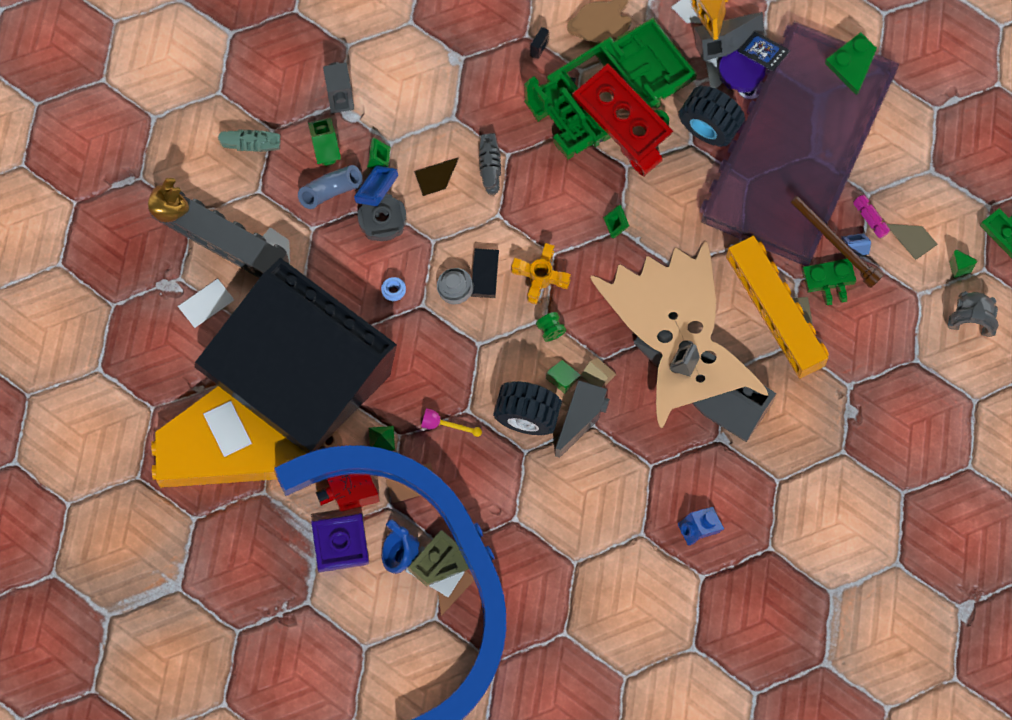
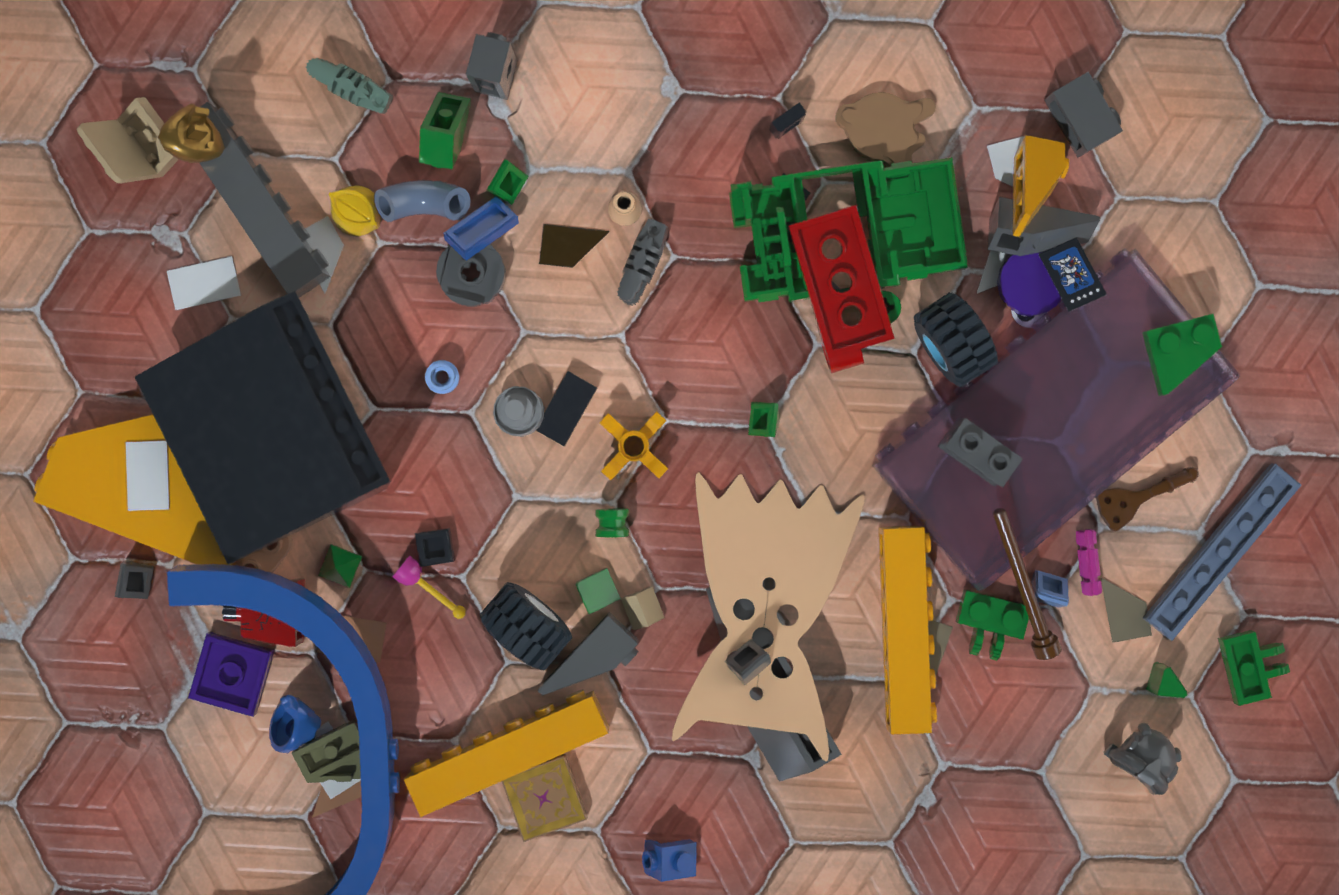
camera: 25 degrees right, 20 degrees up
(127, 230) = (130, 144): none -> tan bracket
(244, 509) = (134, 580): none -> dark grey slope
(287, 215) = (354, 210): none -> yellow hat
(440, 397) = (434, 547): none -> black tile
(462, 135) = (625, 216): none -> light nougat cone
(554, 504) = (507, 752): none -> light orange brick
(595, 526) = (545, 798): none -> tile
(762, 170) = (980, 452): none -> dark grey hinge
(878, 167) = (1134, 499): none -> reddish brown piece
(951, 174) = (1222, 551): none -> sand blue tile

